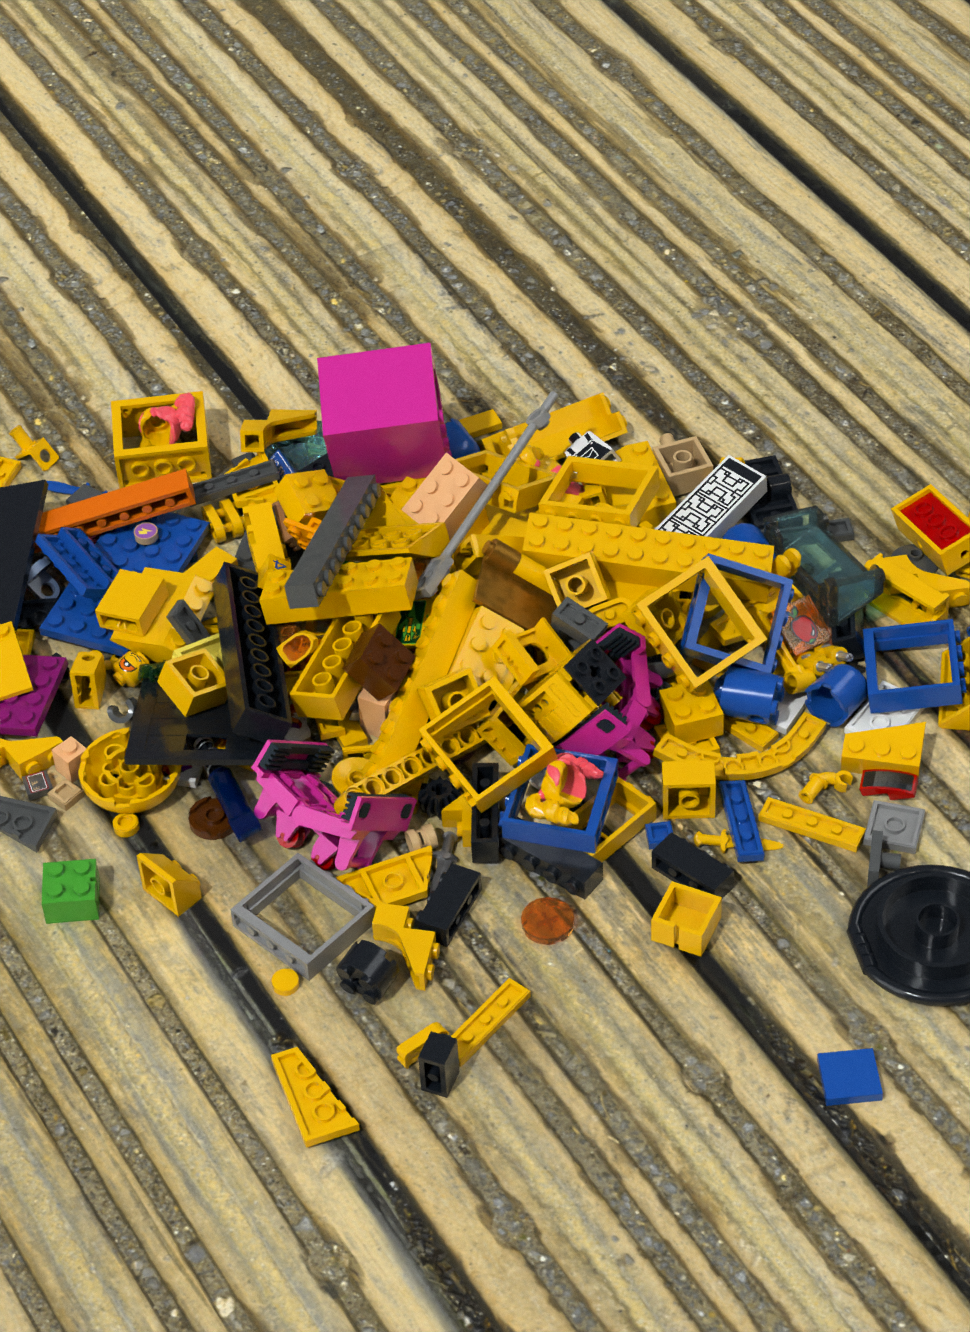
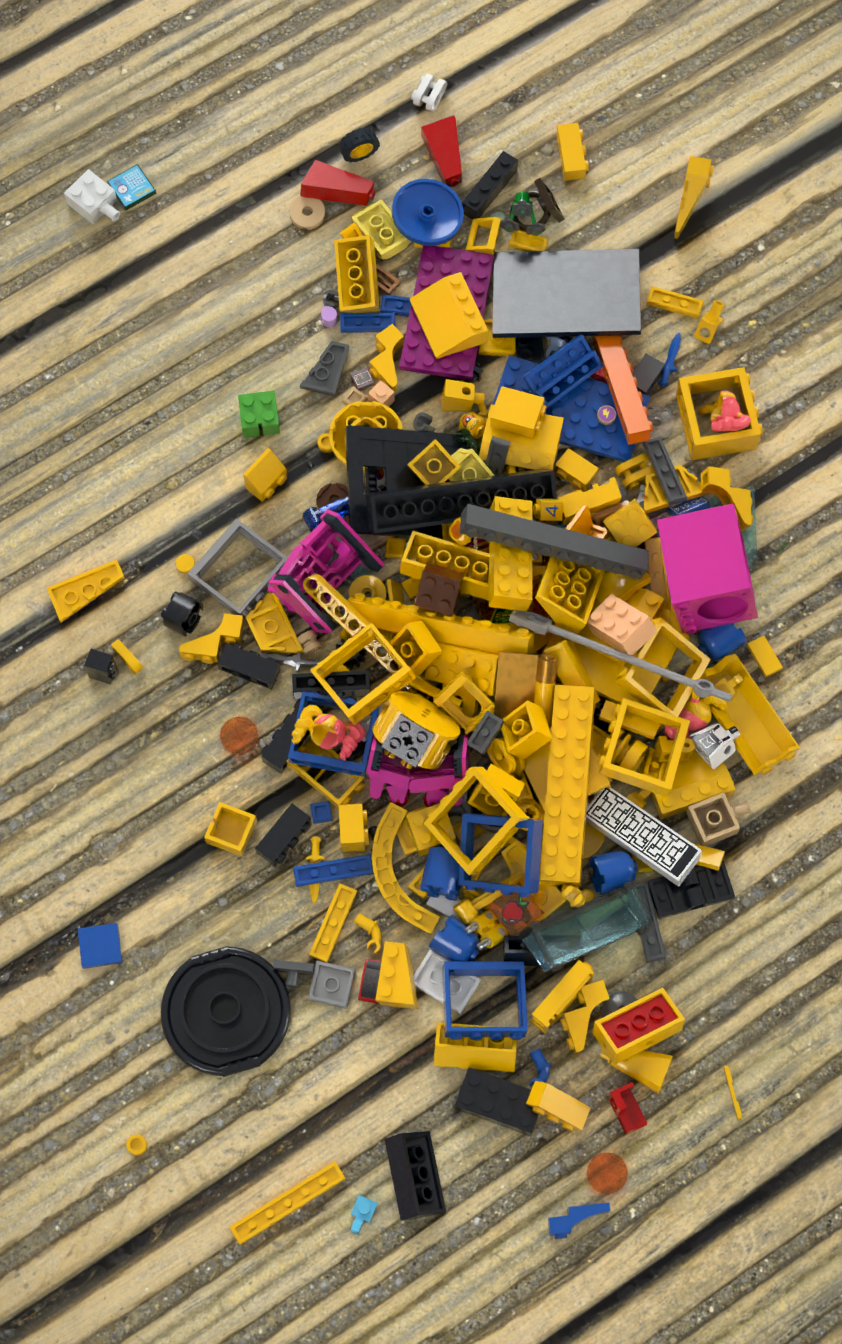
camera: 85 degrees right, 25 degrees up
(489, 1018) = (150, 698): yellow tile -> none

